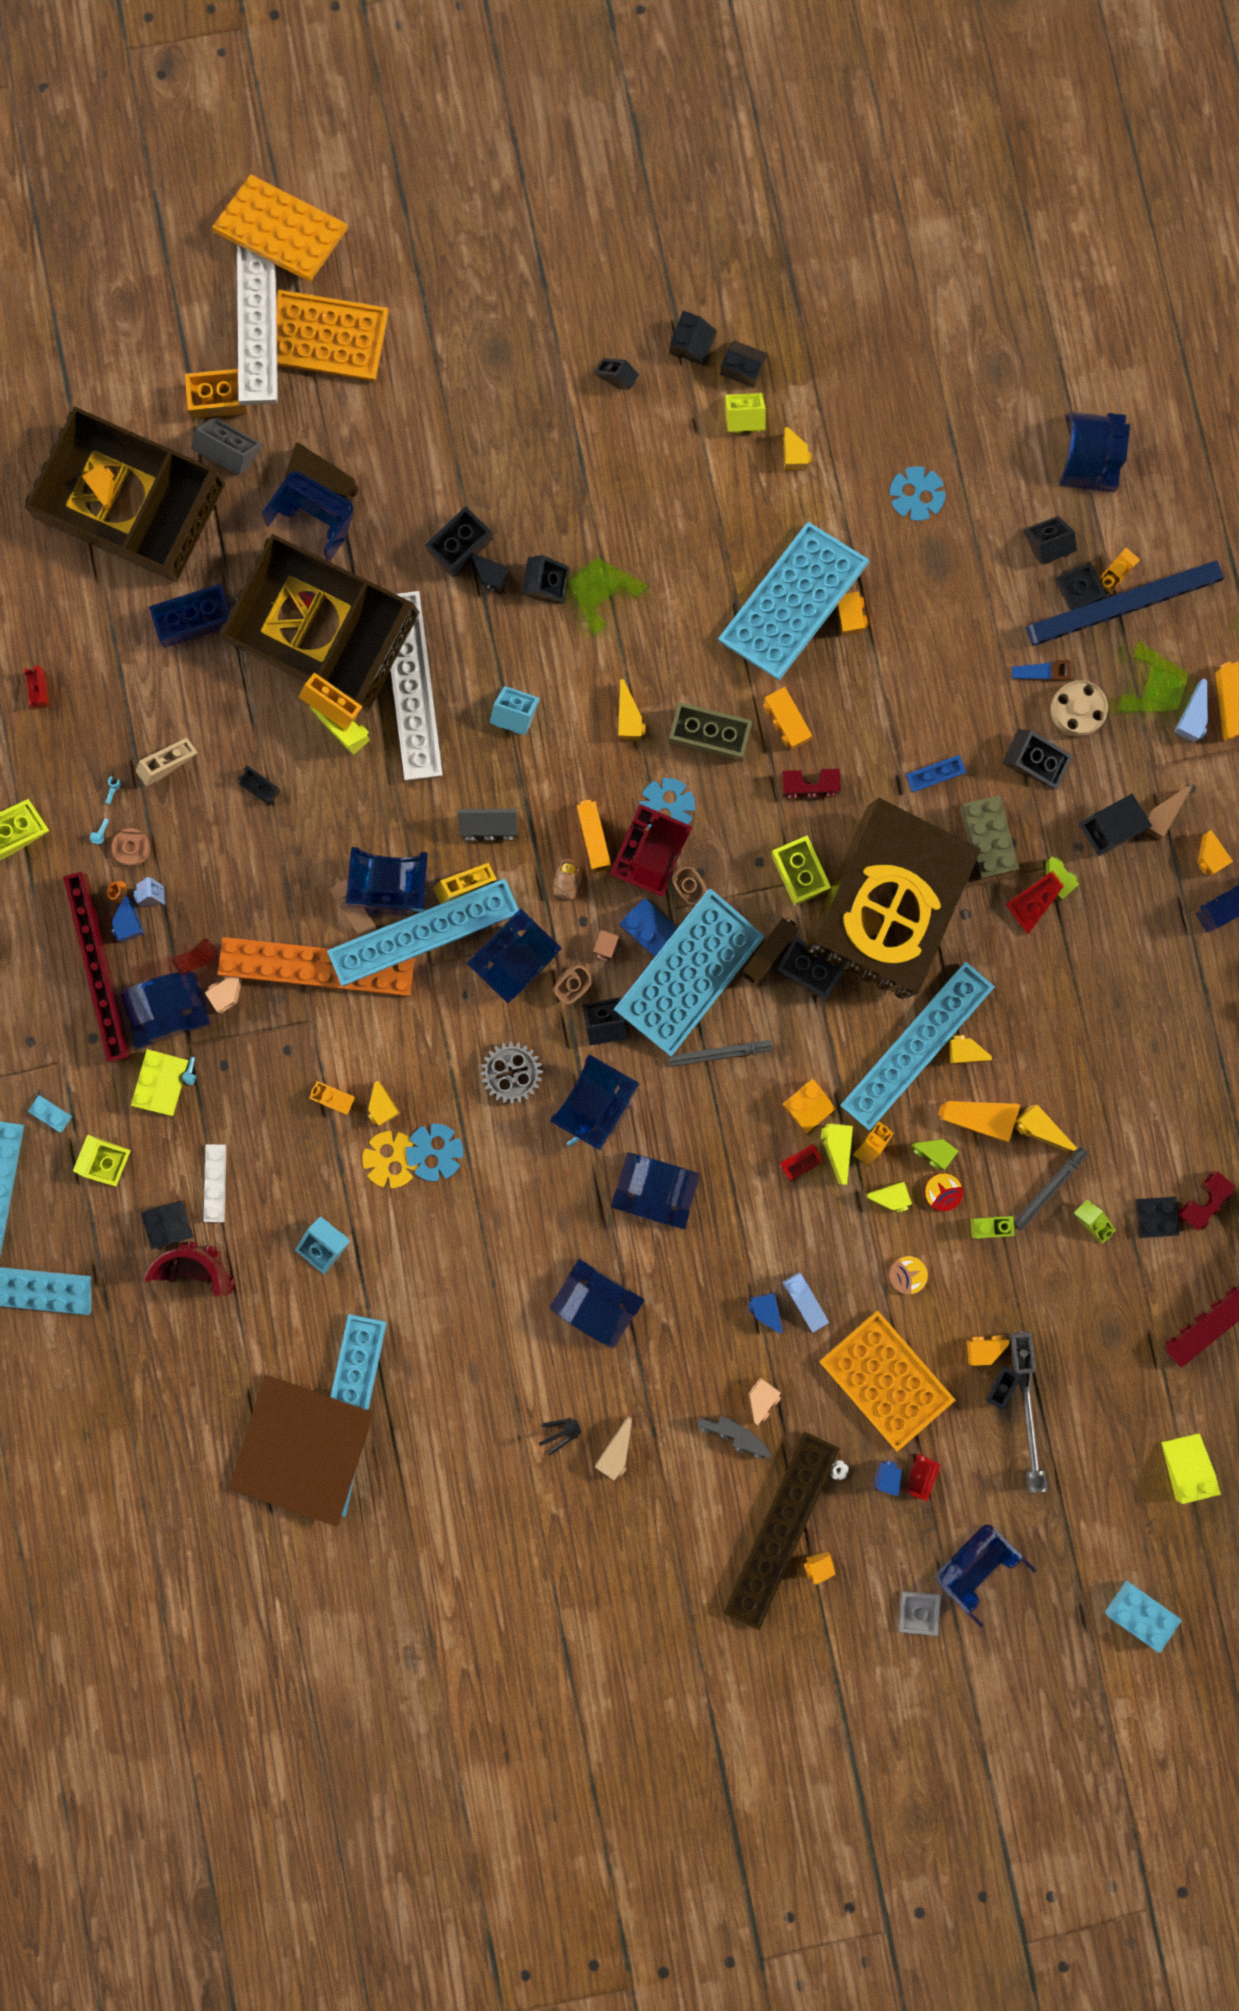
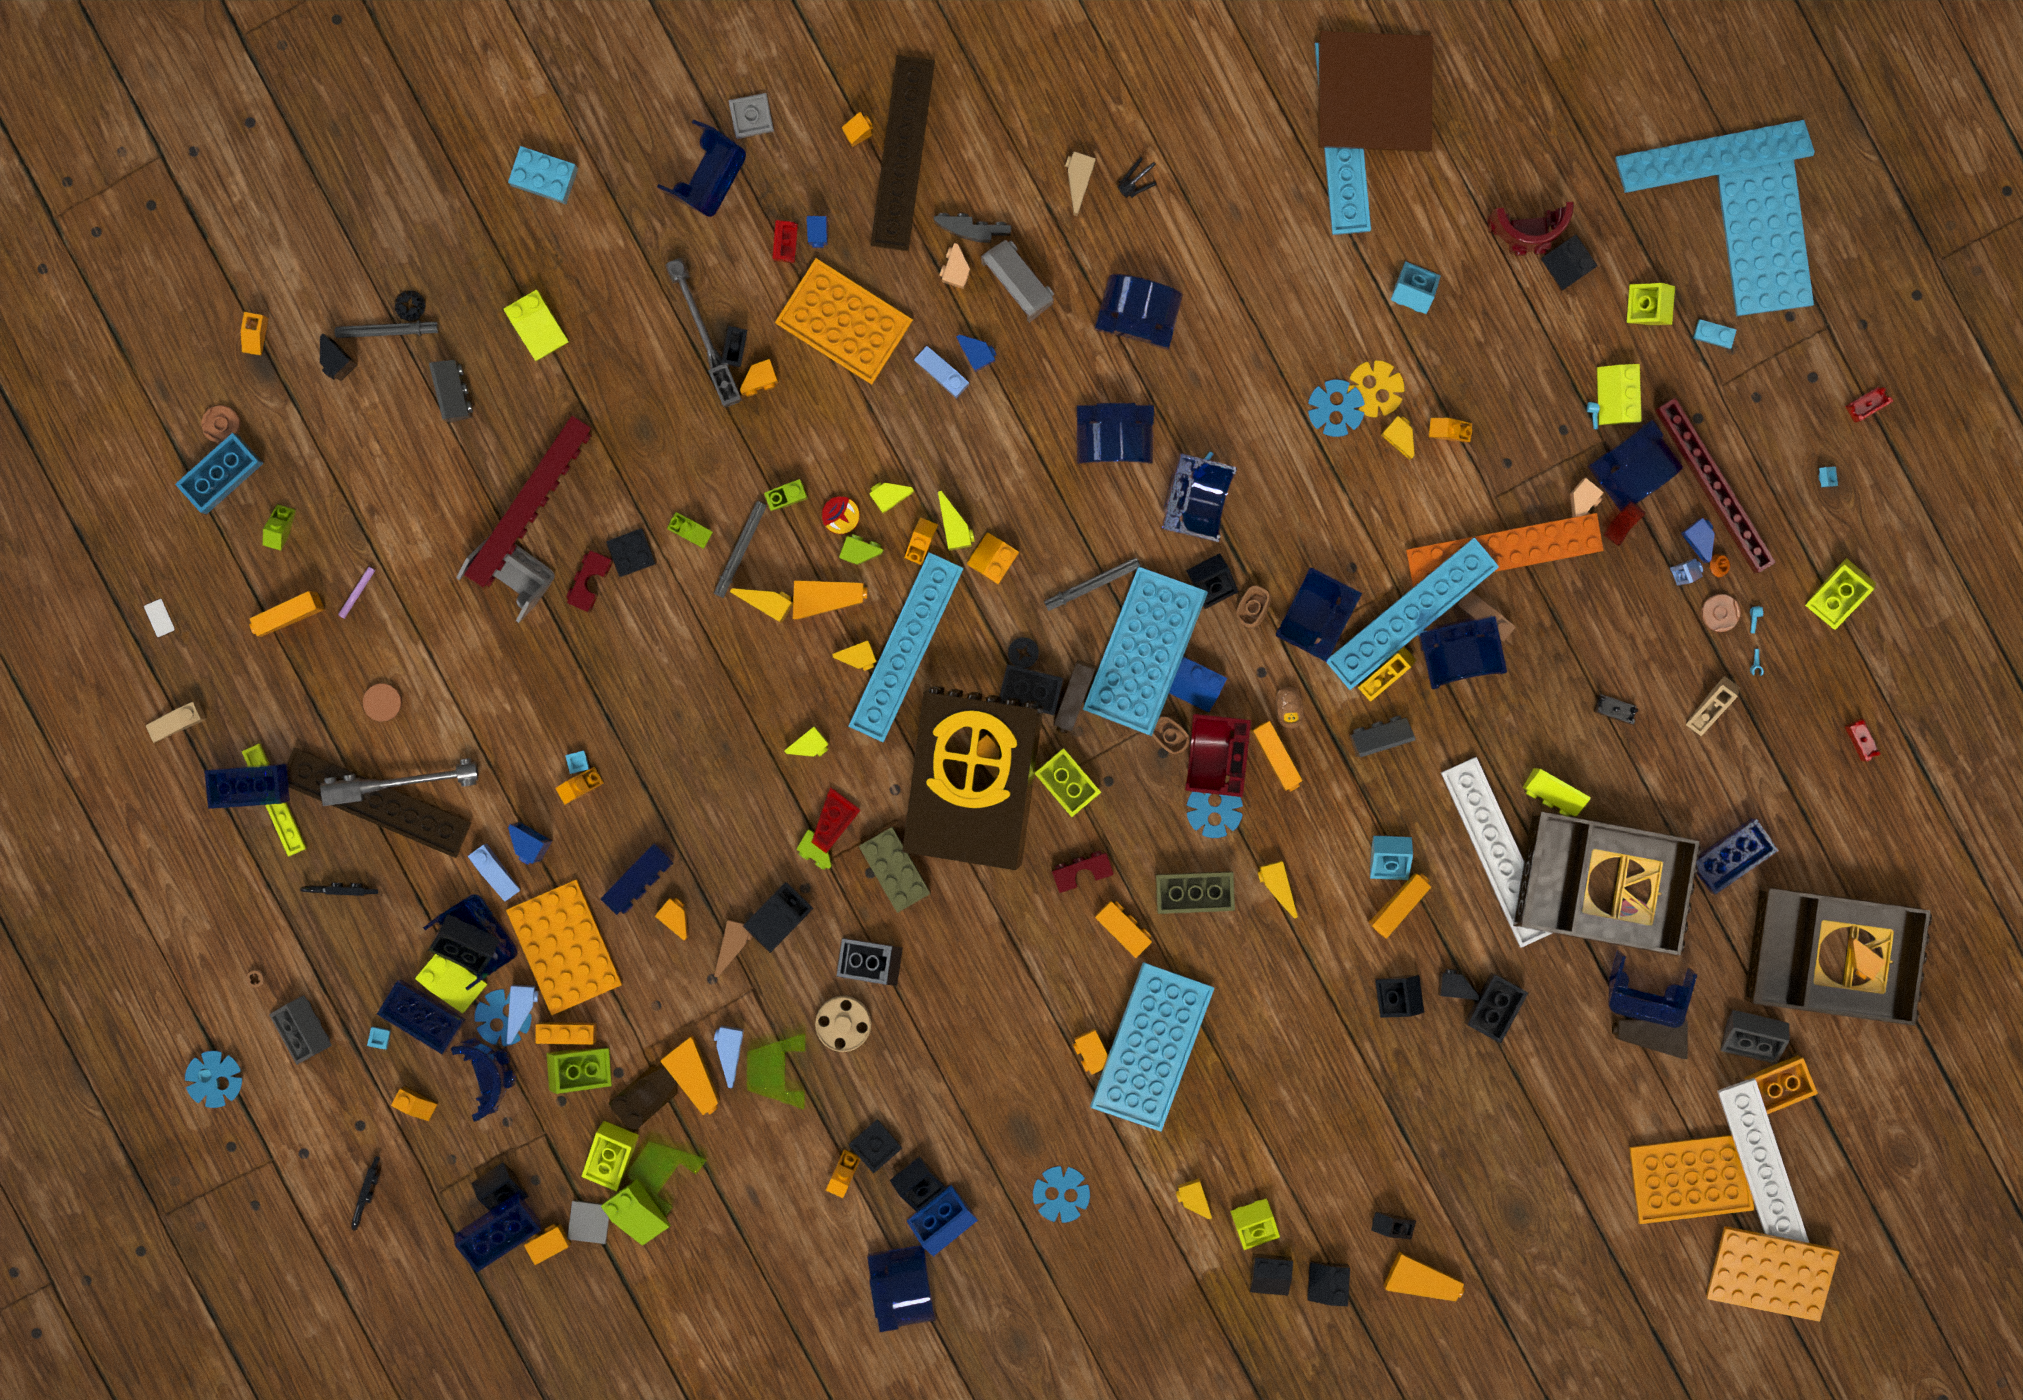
camera: 160 degrees right, 5 degrees up
(215, 1183) = (1536, 315): white plate -> none
(330, 701) = (1571, 806): light orange brick -> none
(516, 1089) = (1295, 519): light grey gear -> none
(520, 662) = (1400, 905): none -> light orange slope
(597, 584) = (1348, 1007): clear neon green wing -> none
(605, 317) = (1421, 1279): none -> light orange slope
(605, 945) = (1233, 654): nougat brick -> none
(707, 1369) = (1018, 279): none -> light grey windscreen
(801, 1162) = (984, 502): red hinge -> none
(815, 1007) = (1032, 649): none -> black gear
(843, 1470) = (860, 224): white plate -> none
(908, 1275) = (851, 427): tile -> none
(935, 774) = (964, 917): blue plate -> none
(1036, 980) = (809, 744): none -> neon yellow slope
(1038, 500) = (942, 1221): none -> blue slope
(1045, 671) = (887, 1051): blue piece -> none
(1125, 603) = (827, 1142): dark blue beam -> none

